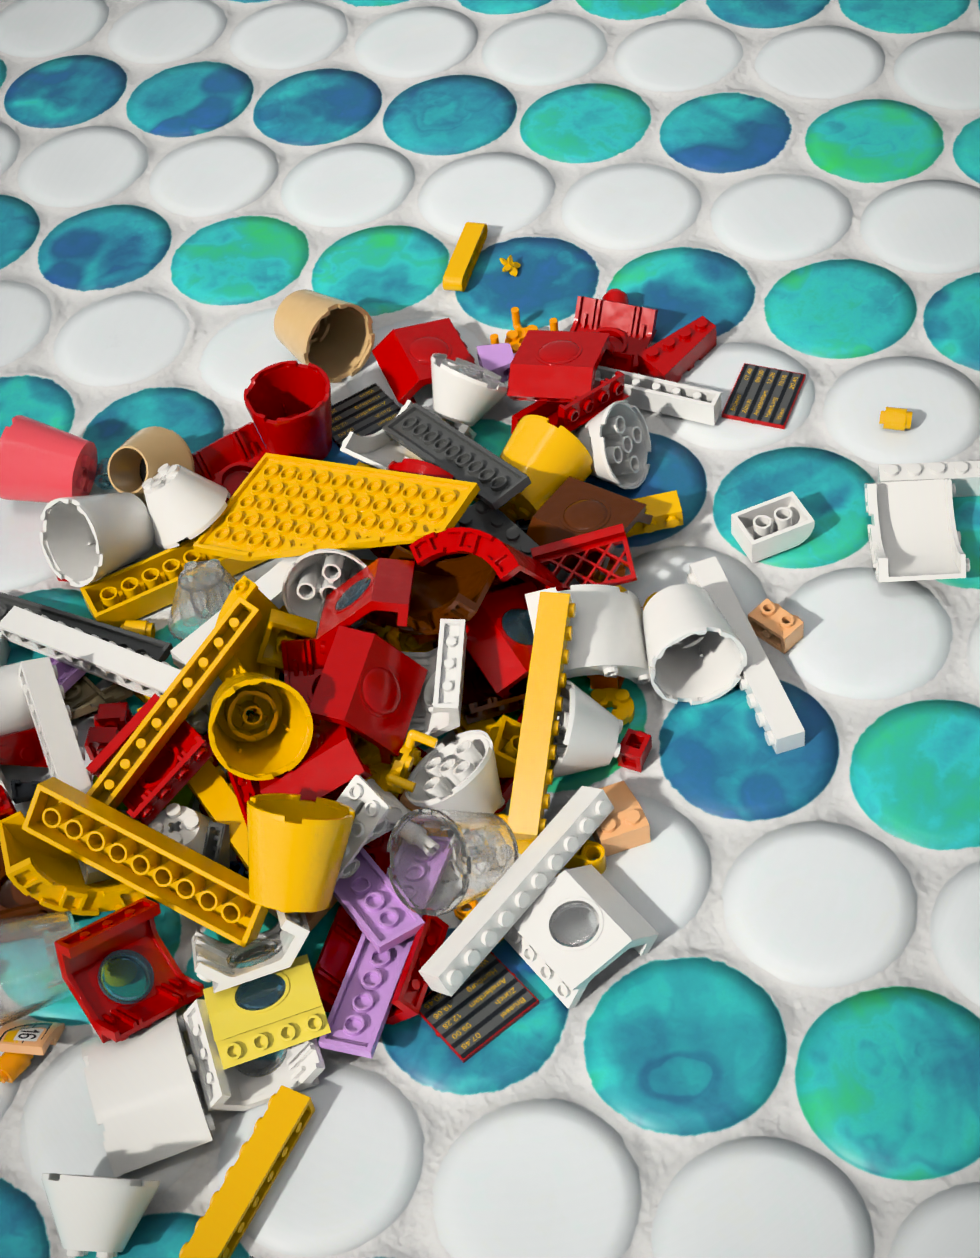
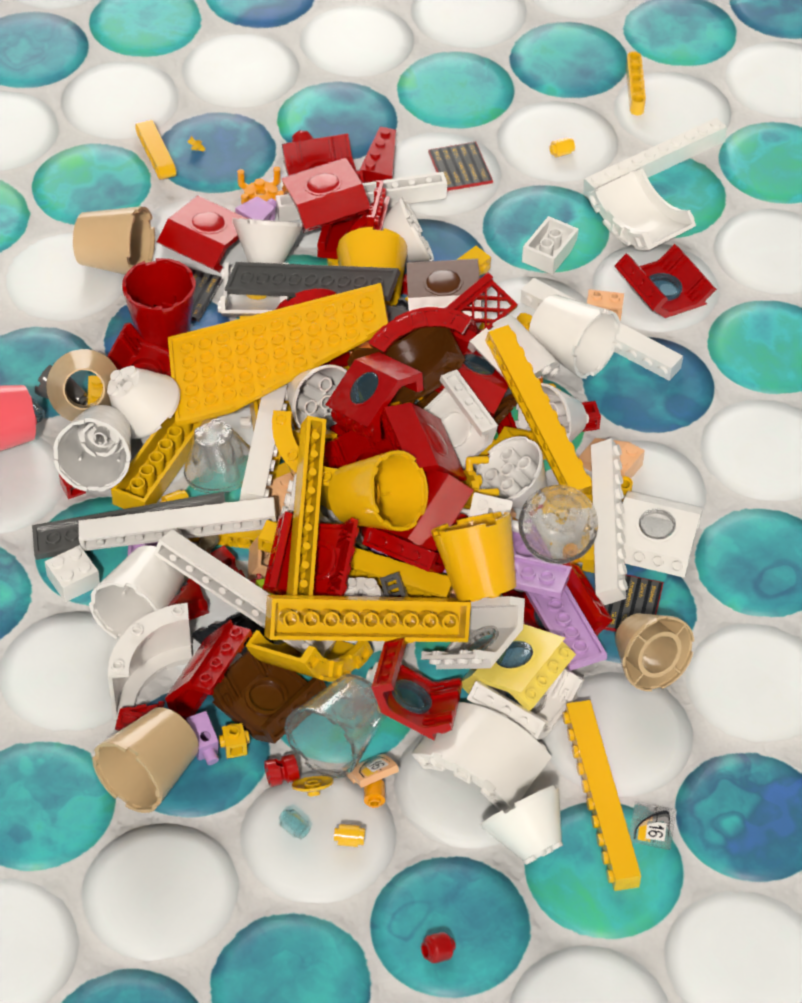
camera: 45 degrees left, 0 degrees up
(421, 1080) = (654, 649): none -> tan cone
(868, 634) = (668, 284): none -> red panel

